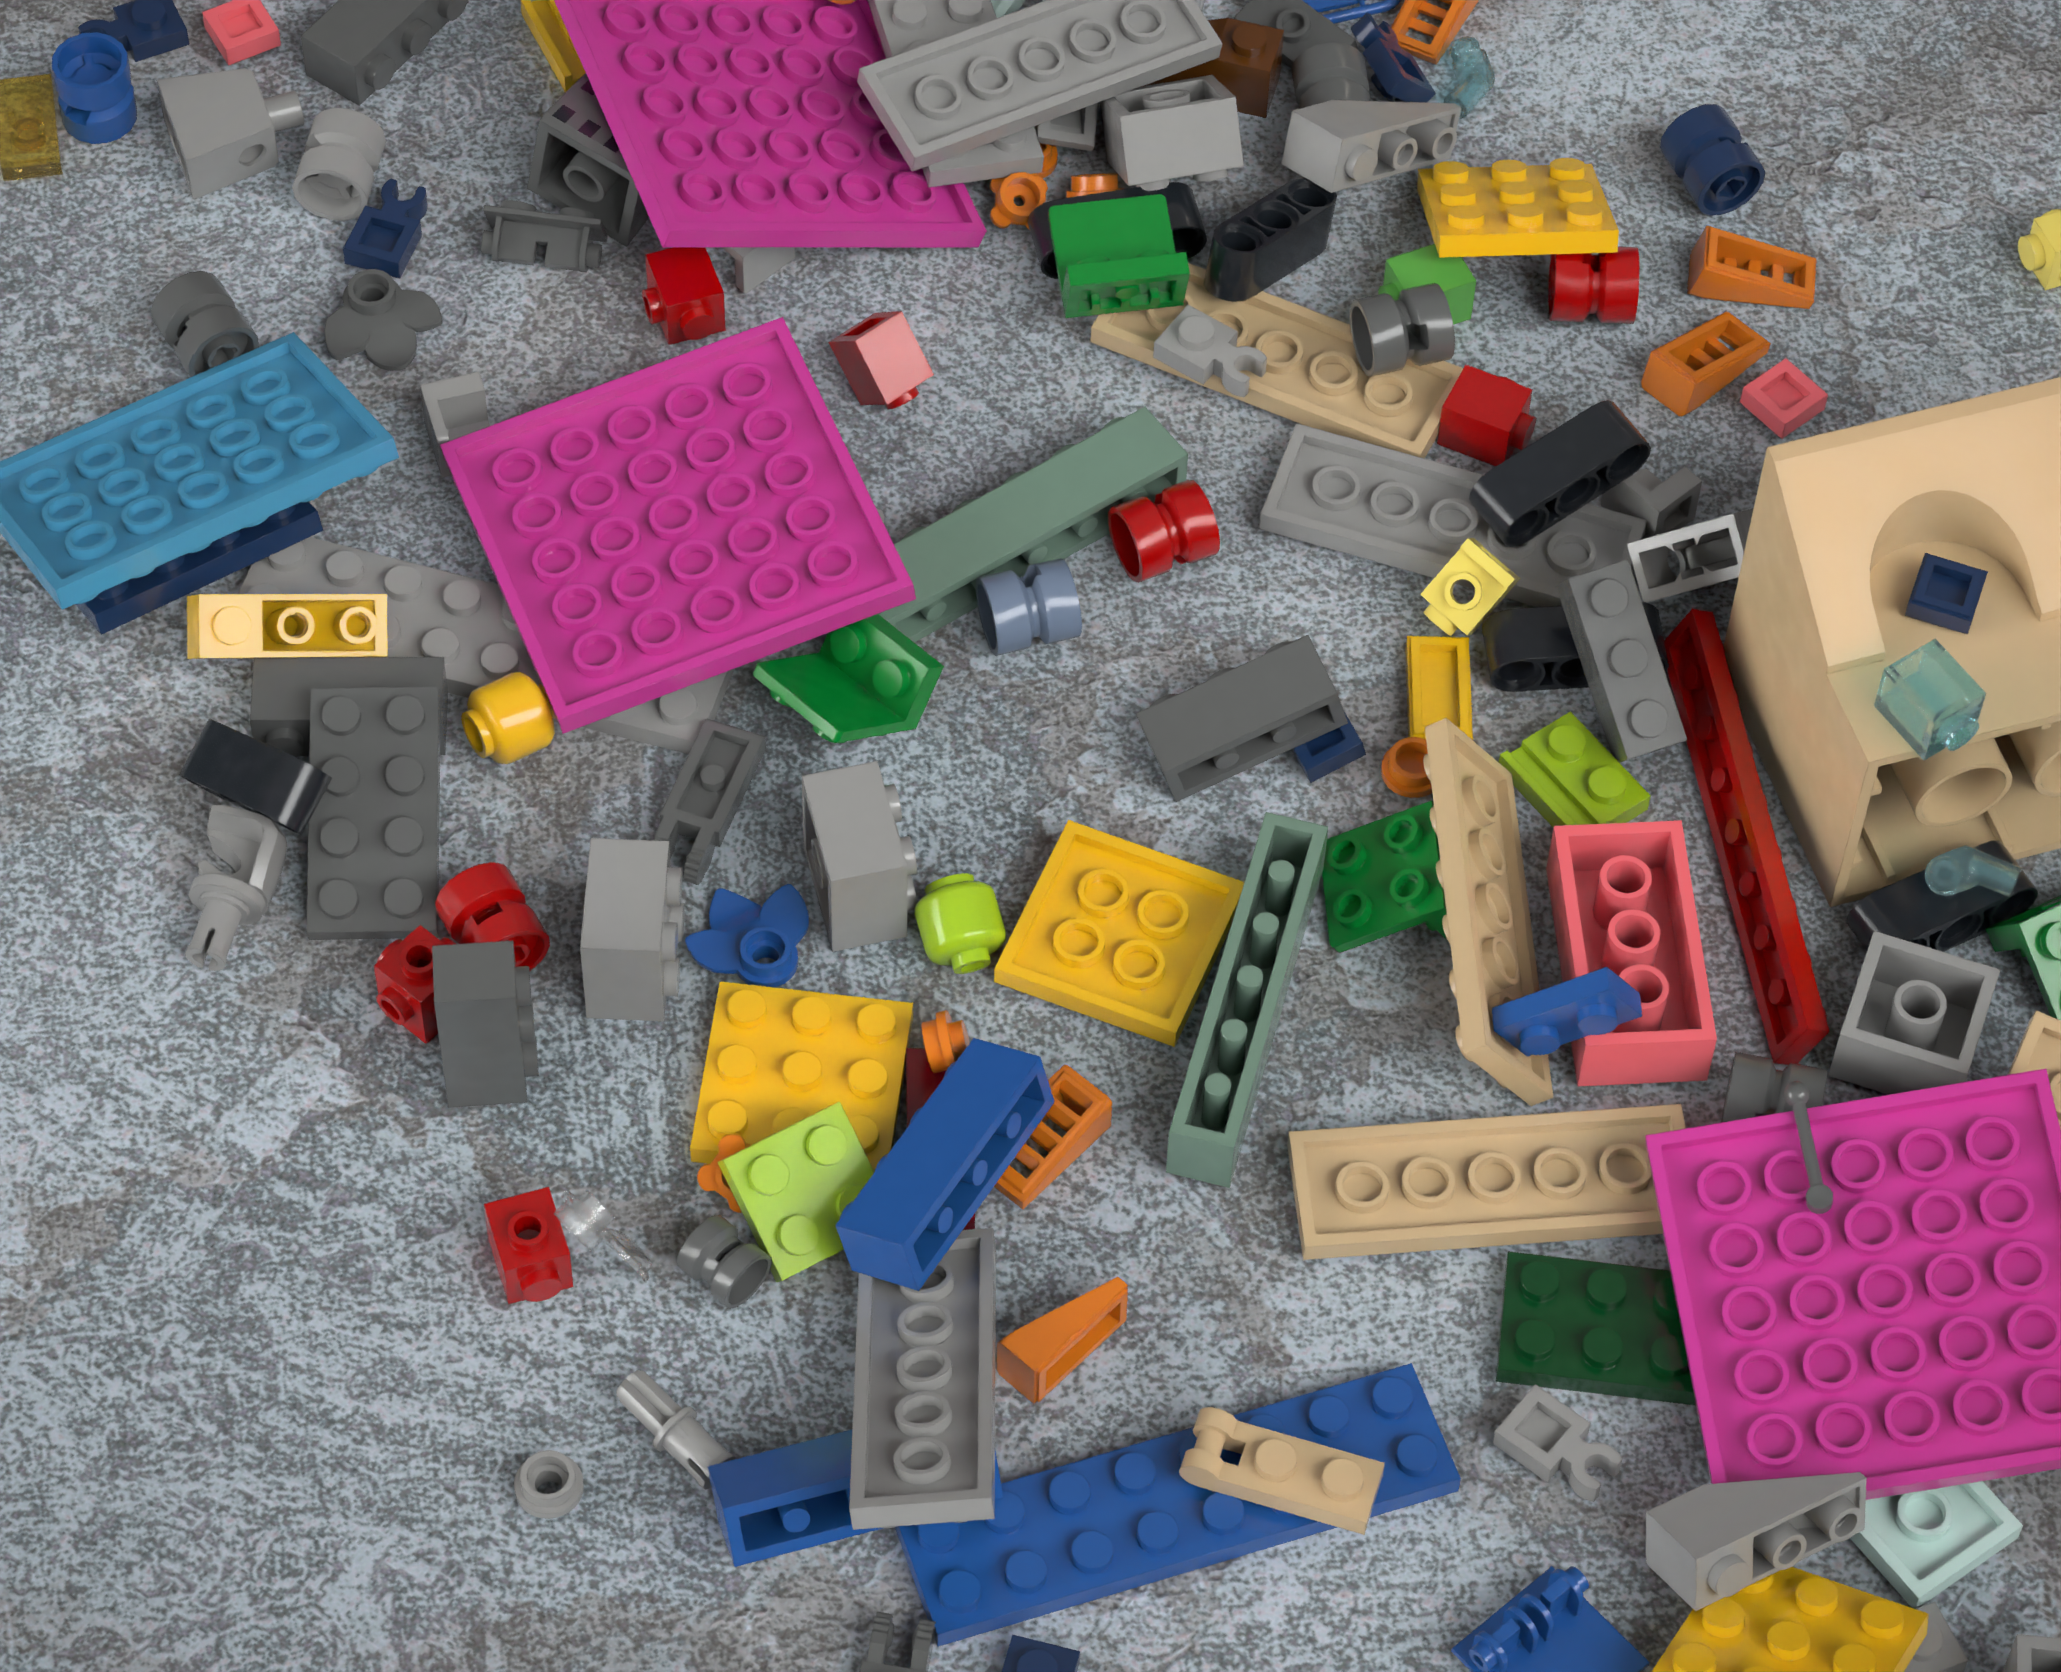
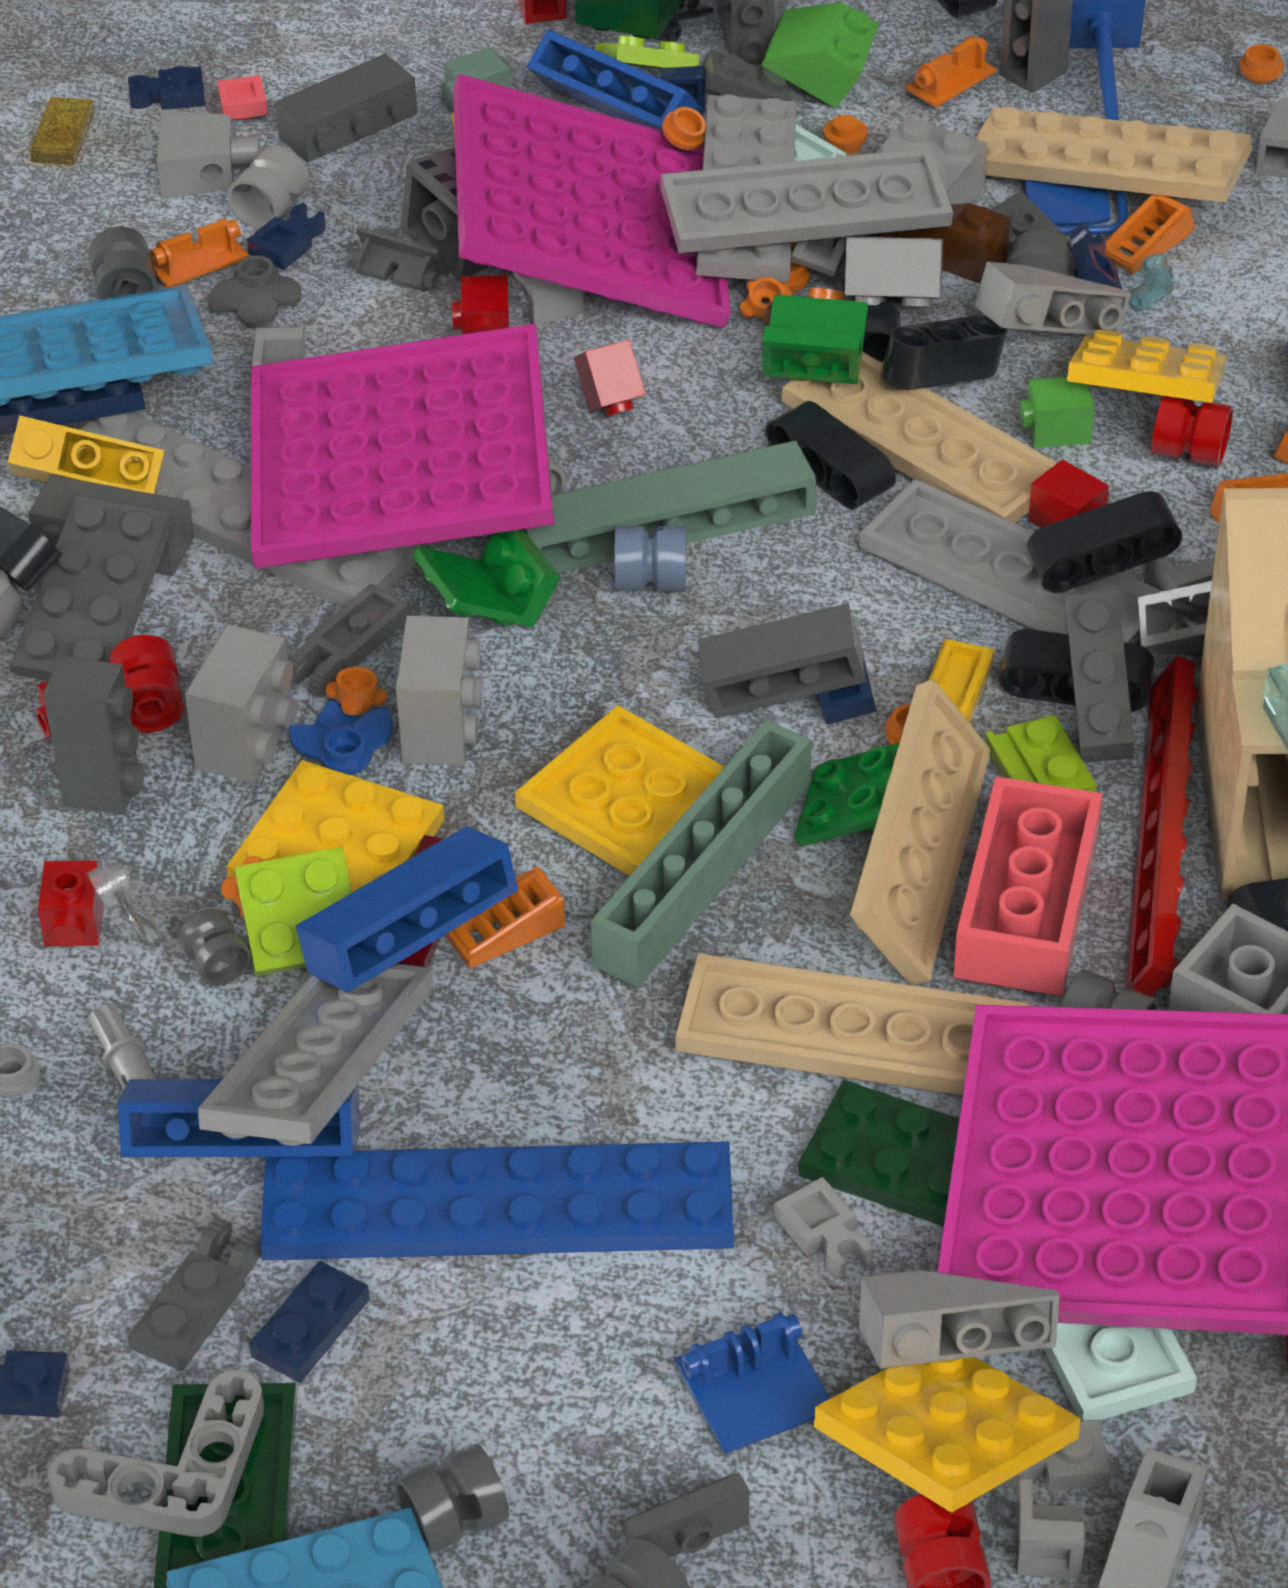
camera: 20 degrees right, 10 degrees down
(94, 88) = (117, 111): blue wheel -> none
(289, 281) = (181, 260): none -> orange hinge
(508, 718) = (222, 554): yellow head -> none
(744, 869) = (356, 690): none -> orange plate
(944, 1040) = (446, 822): orange plate -> none
(960, 923) = (502, 756): lime head -> none
(1053, 1345) = (454, 1058): orange slope -> none
(1173, 527) = (778, 528): red wheel -> none
(1202, 415) = (839, 457): none -> black beam
(1205, 347) = (865, 414): light grey plate -> none
(1282, 1471) = (583, 1189): tan plate -> none
(1411, 328) = (1000, 424): dark grey wheel -> none
(1491, 584) = (1019, 609): light yellow brick -> none
(1567, 1012) = (945, 900): blue plate -> none
(1819, 1196) = (1100, 1075): dark grey hinge -> none

